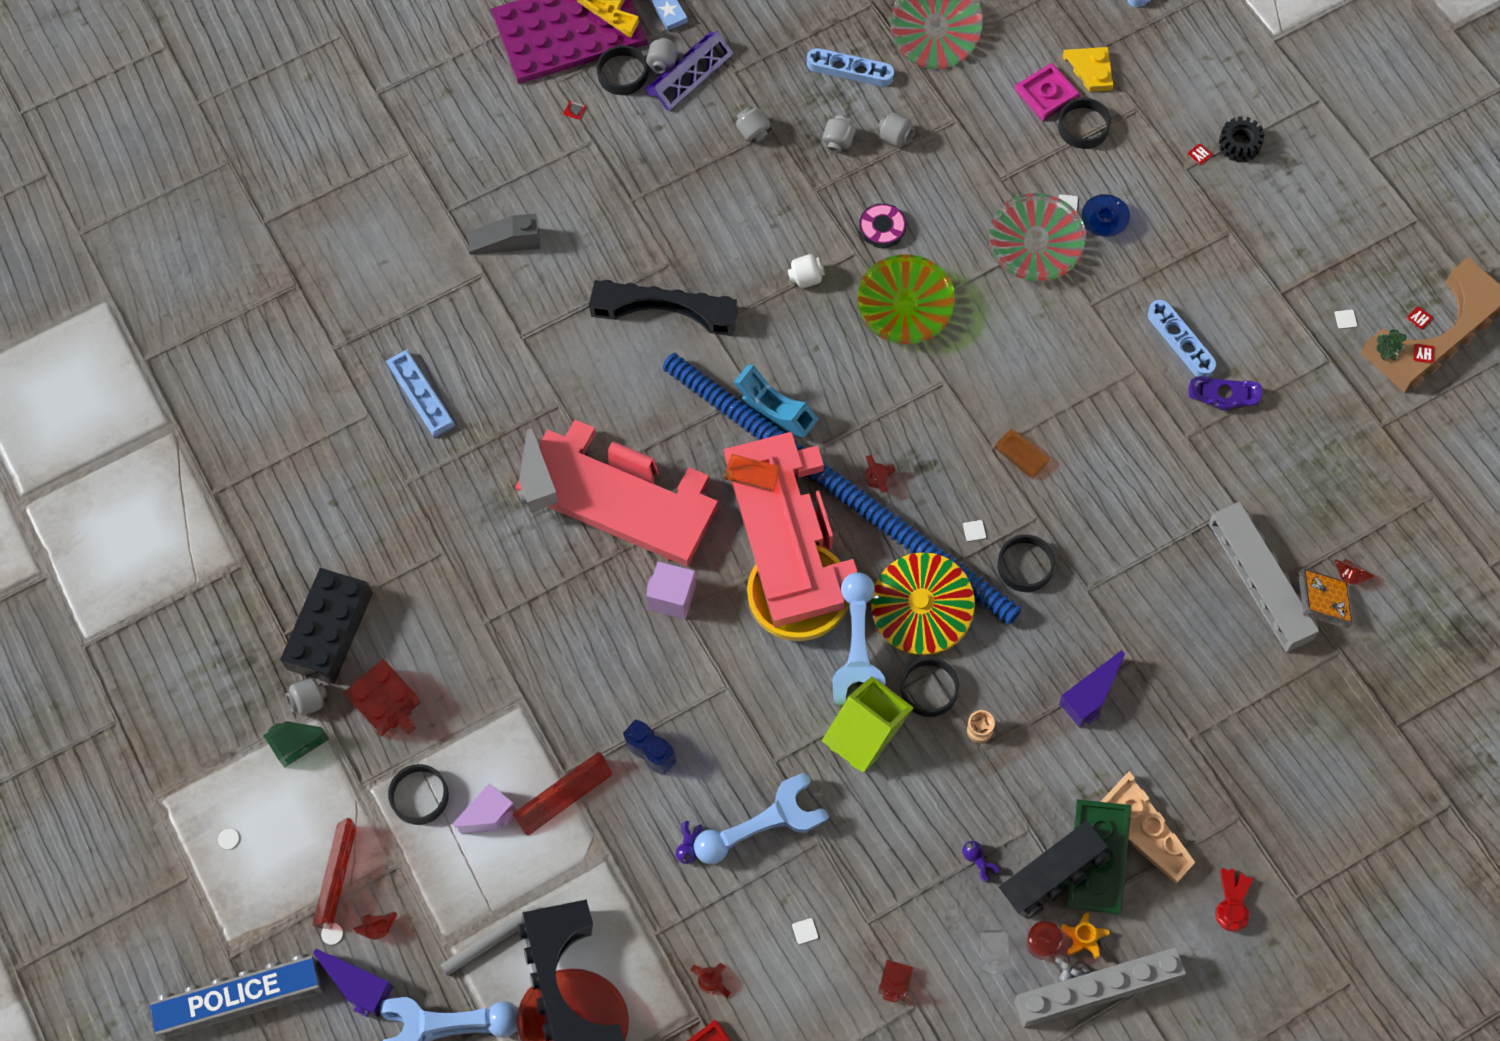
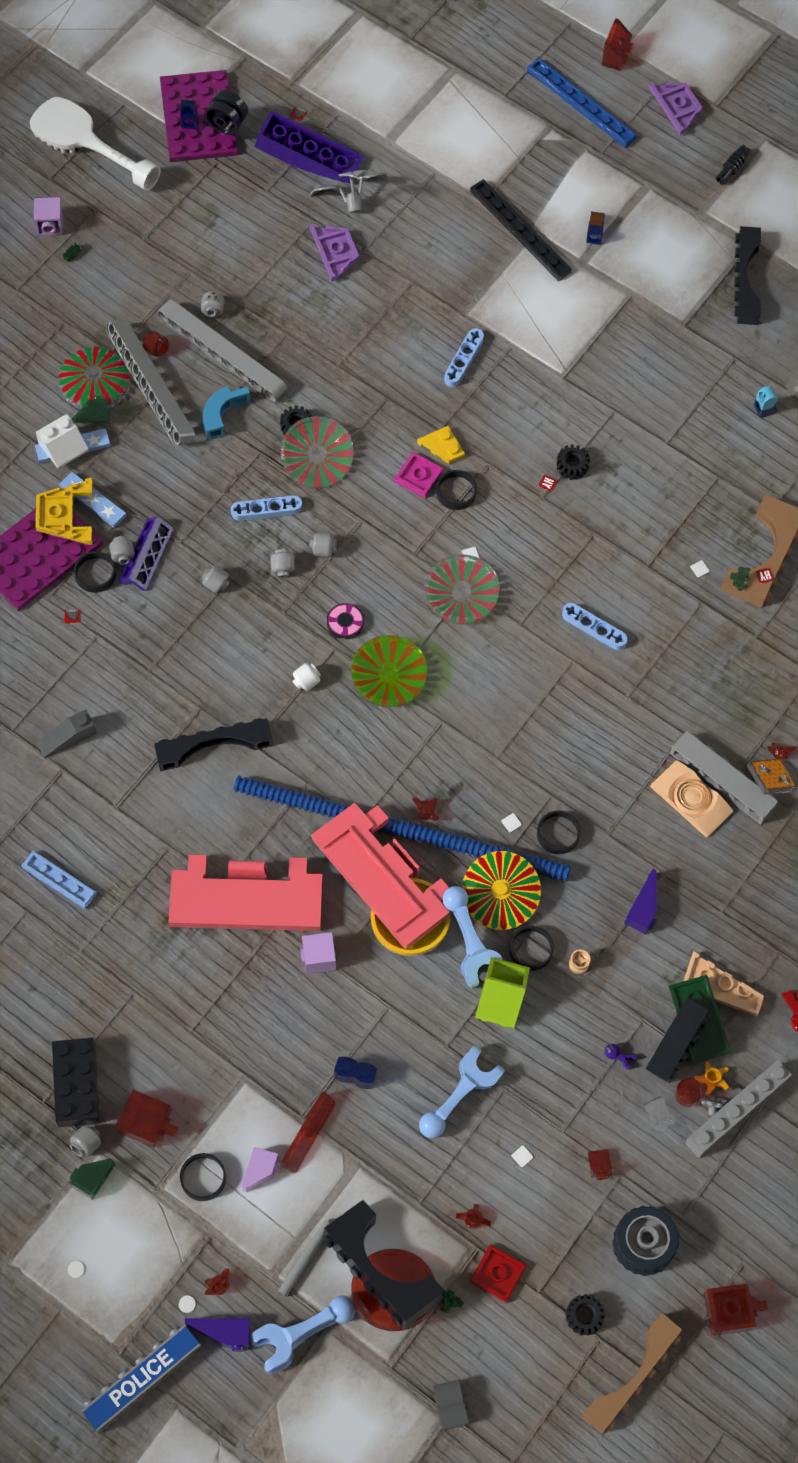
camera: 30 degrees left, 0 degrees up
(335, 874) = (168, 1260): clear red slope -> none
(534, 477) = (185, 913): light grey slope -> none
(686, 849) = (415, 1136): dark purple arm -> none
(752, 472) = (342, 844): clear orange tile -> none
(770, 404) = (335, 789): dark azure arch -> none
(1021, 453) = (520, 753): clear orange tile -> none
(1106, 207) = (506, 548): clear blue dish -> none
(1212, 587) = (692, 798): none -> light nougat slope
(1243, 393) = (654, 650): dark purple piece -> none
(1419, 317) = (749, 549): red sticker -> none

